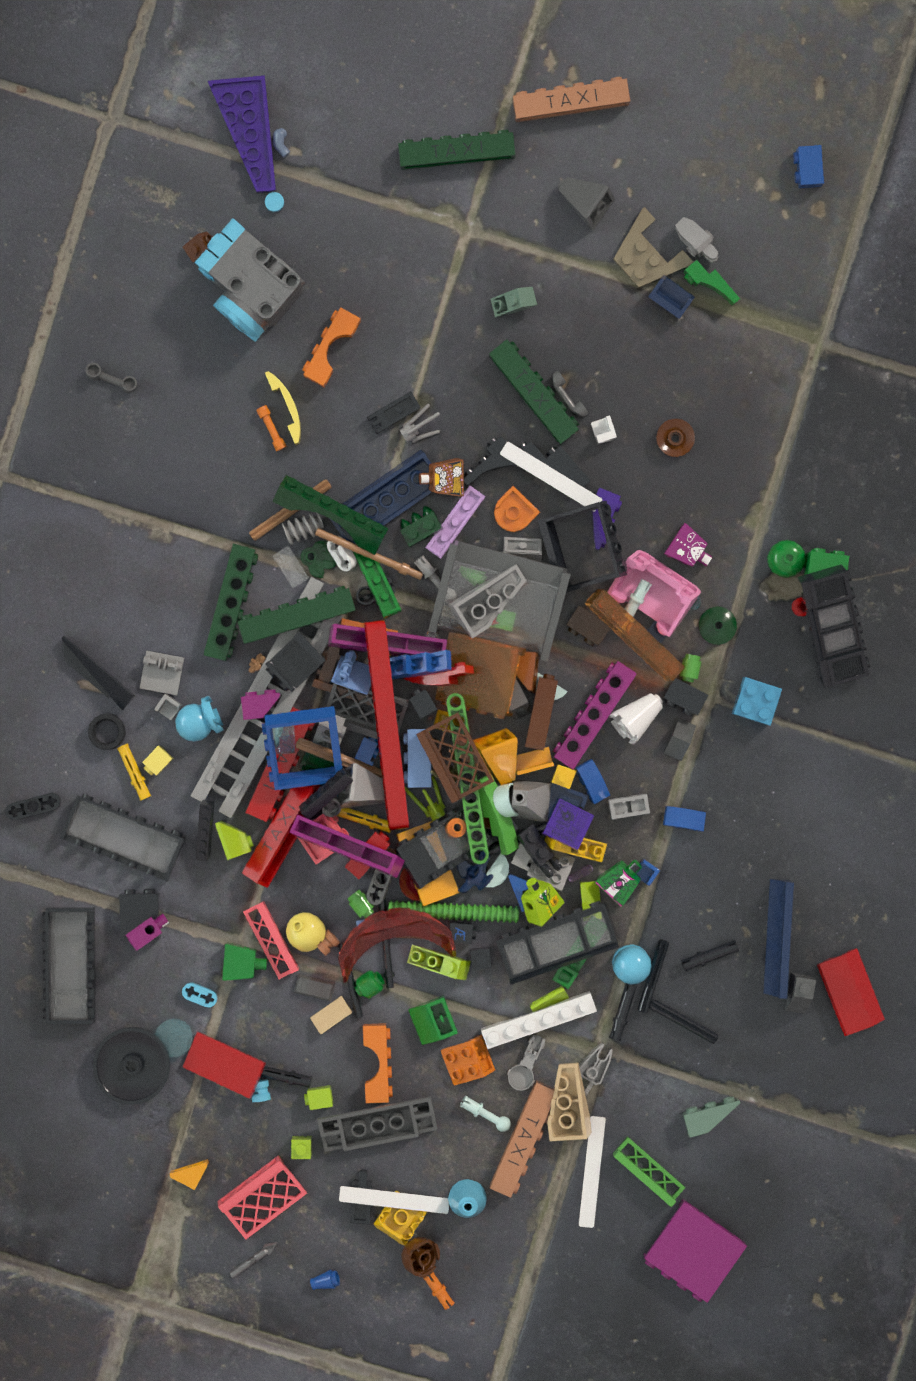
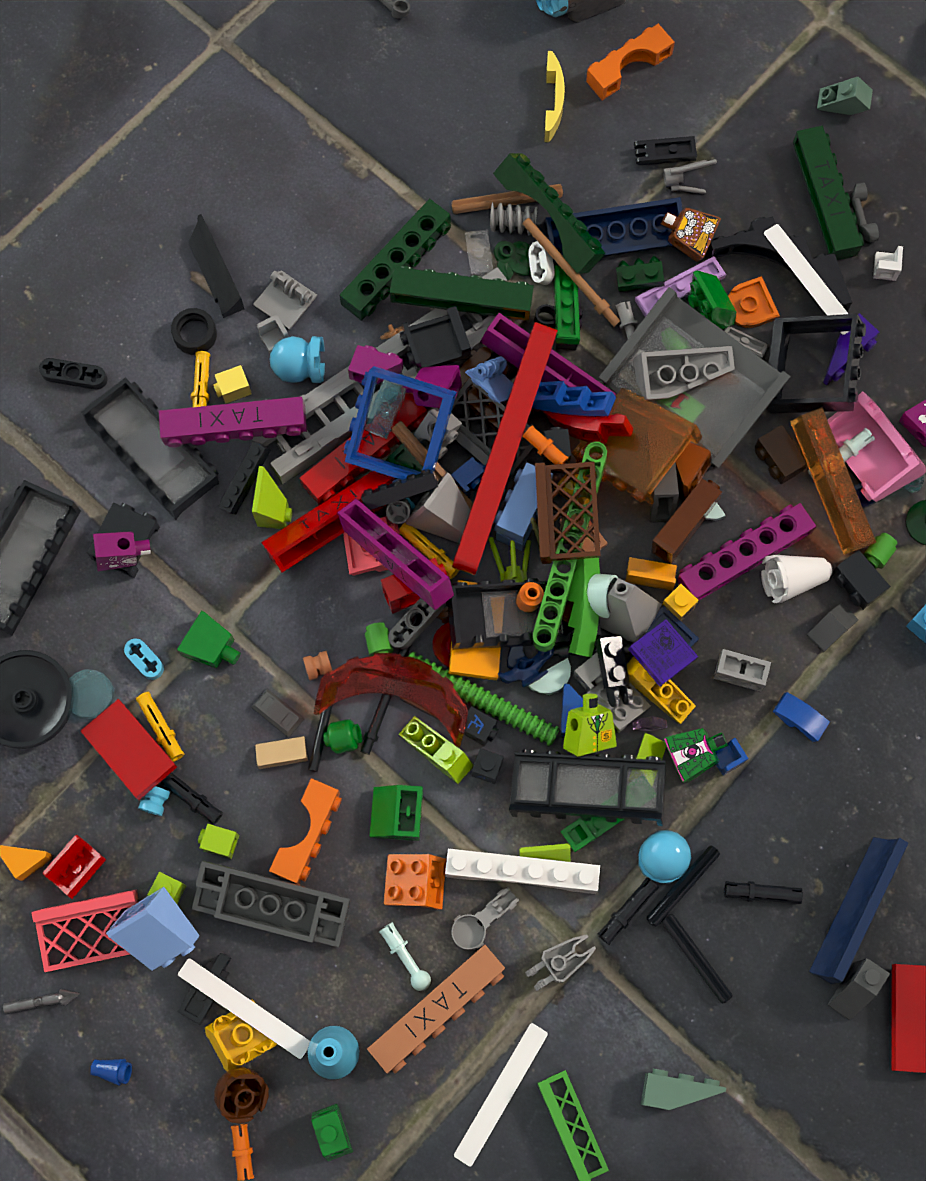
camera: 30 degrees right, 15 degrees down
(176, 796) = (232, 421): none -> magenta brick
(218, 1025) = (173, 750): none -> yellow pin
(229, 1161) = (74, 866): none -> red bracket
(264, 414) = (527, 127): orange bar -> none
(276, 935) = (264, 633): coral fence -> none
(305, 931) = (299, 639): light yellow cylinder -> none
(308, 1180) = (154, 930): none -> light blue slope
(311, 696) = (442, 376): none -> magenta torso
(416, 713) = (544, 446): none -> orange pin
(483, 526) = (711, 299): none -> green slope
(491, 1250) = (331, 1132): none -> green torso
(499, 754) = (618, 546): light orange slope -> none
(569, 1109) = (510, 996): tan wedge -> none
(593, 781) = (712, 625): blue slope -> none

